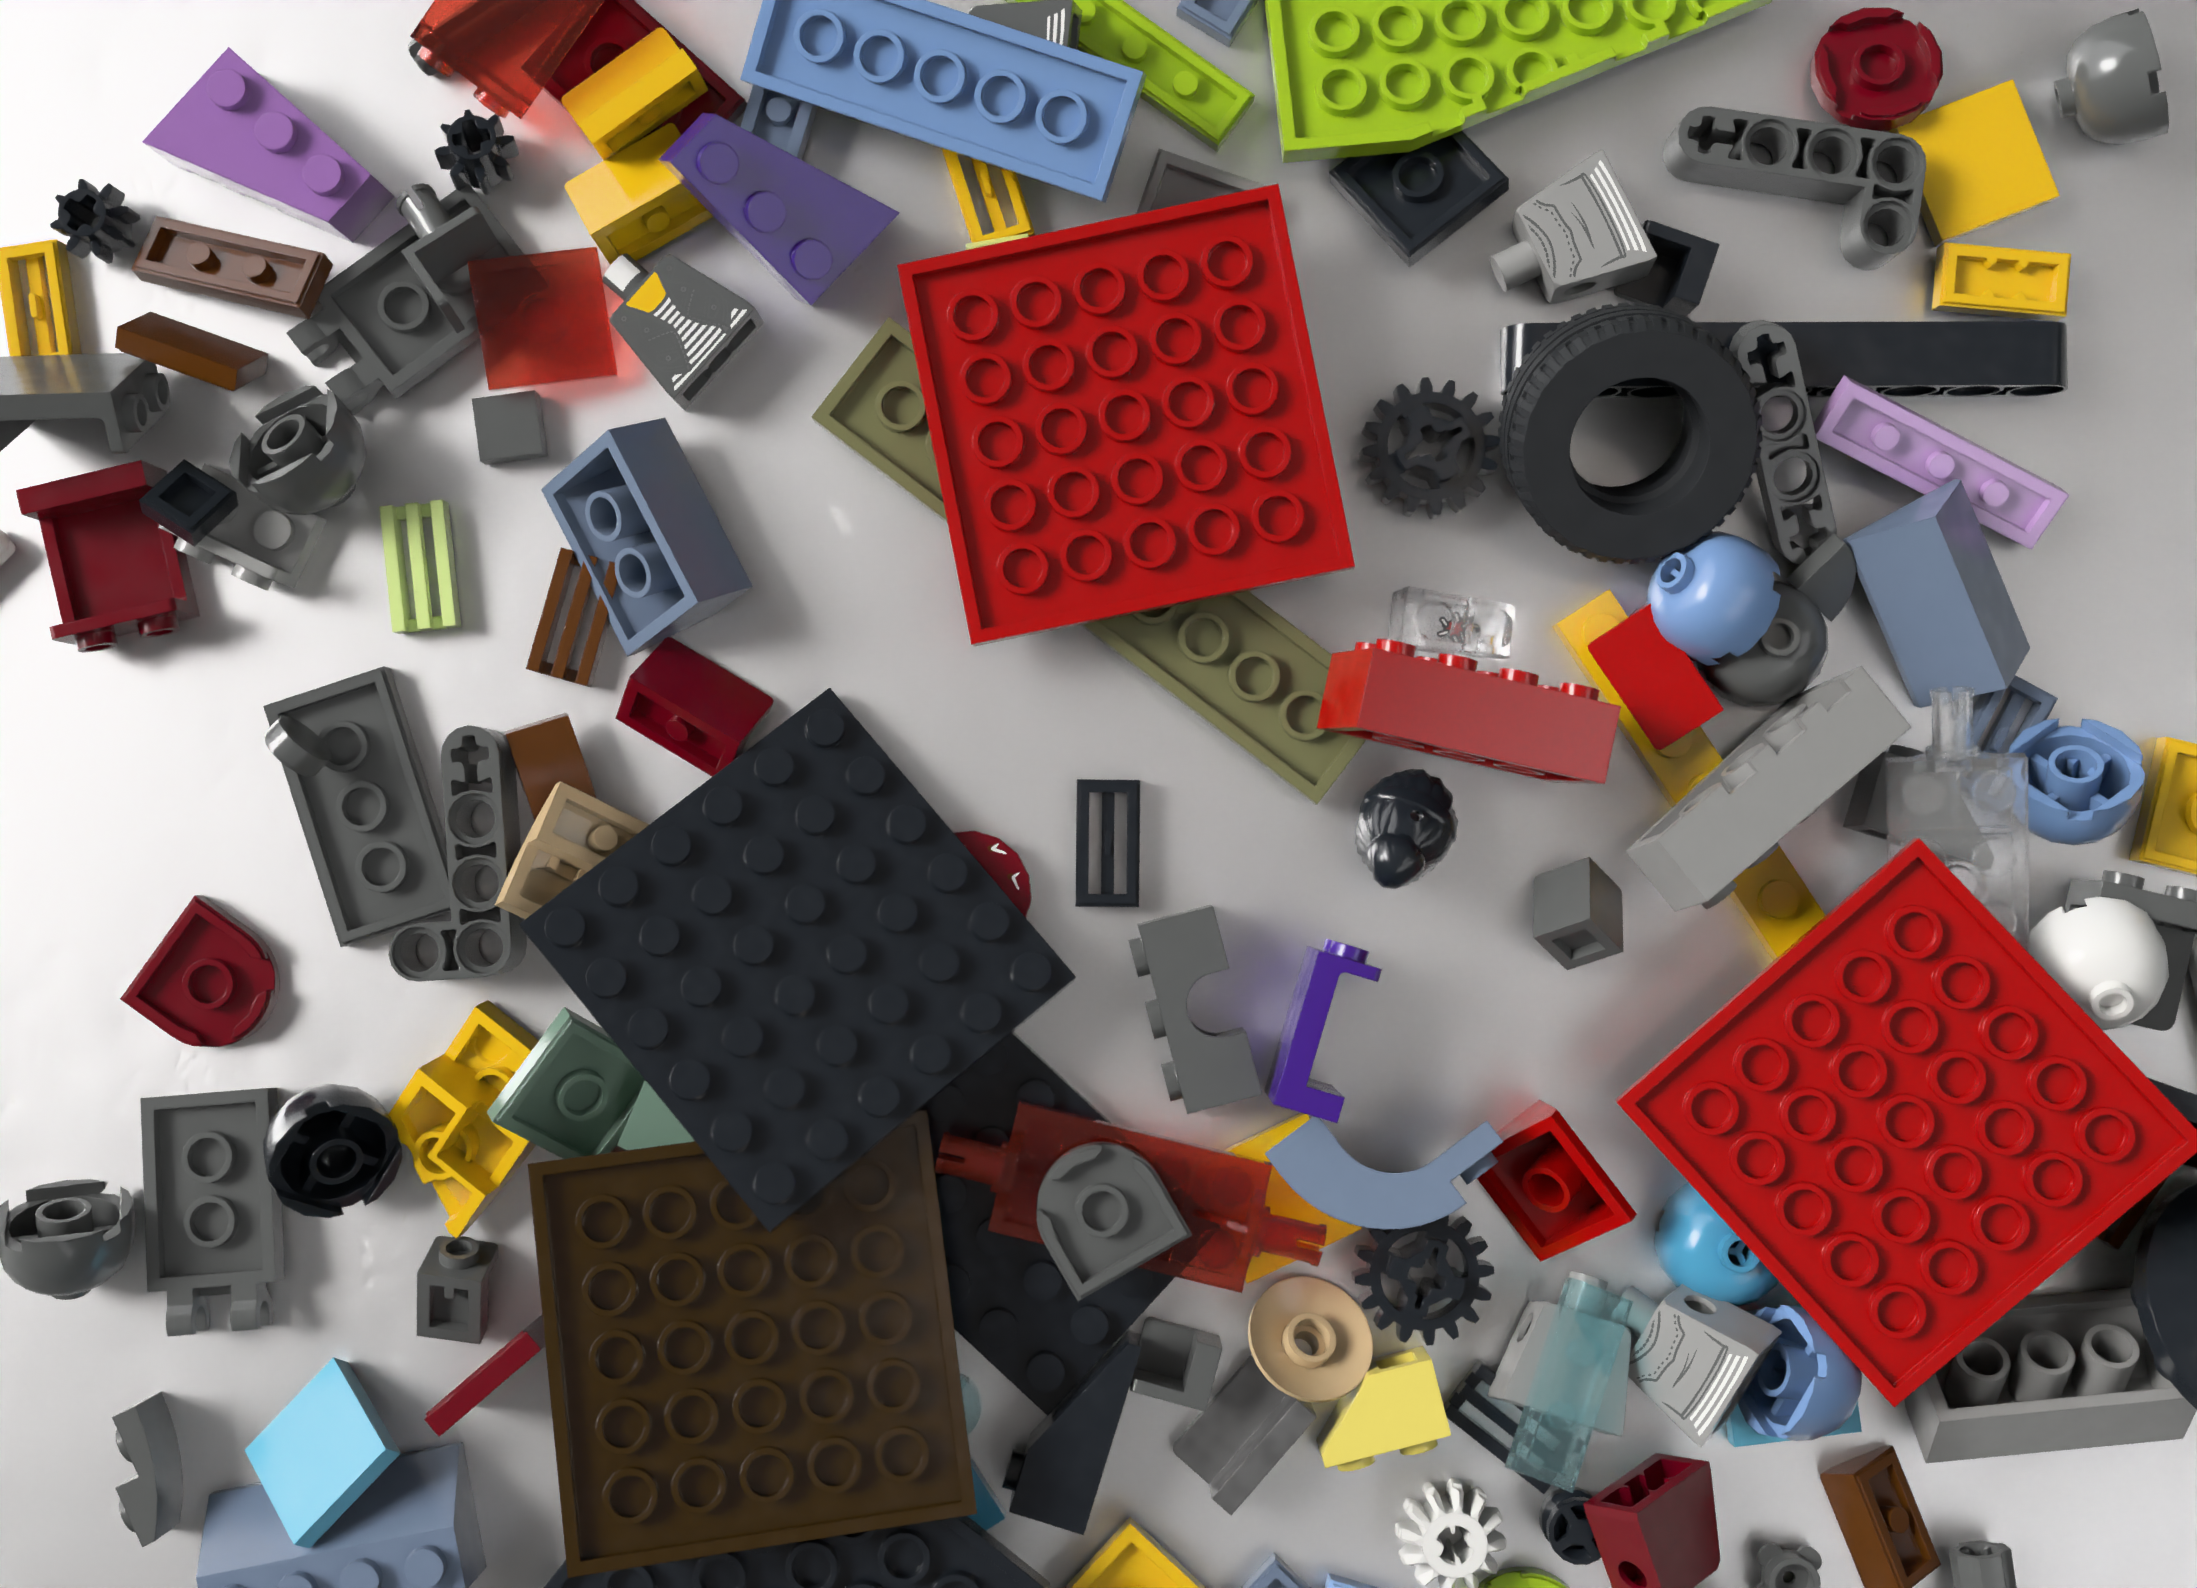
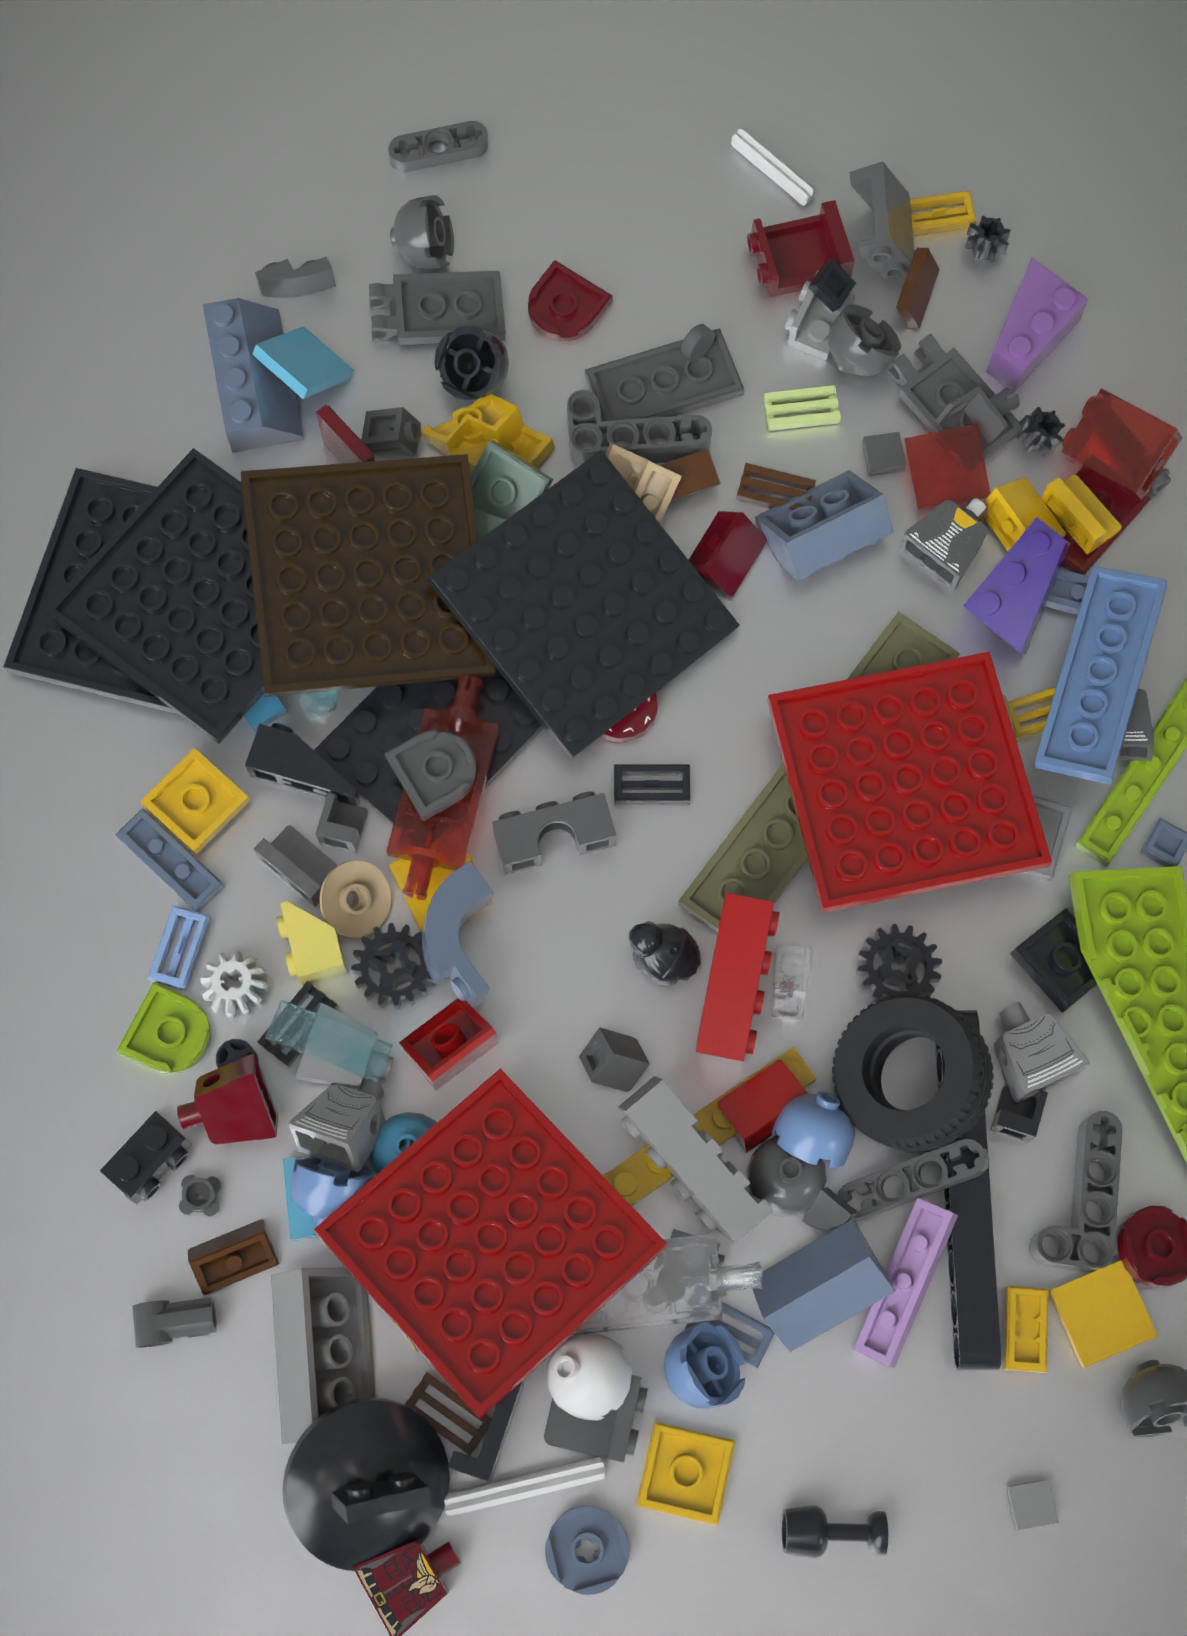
camera: 85 degrees right, 15 degrees down
(232, 267) = (966, 307): tile -> none
(1303, 1026) = (545, 889): dark purple panel -> none

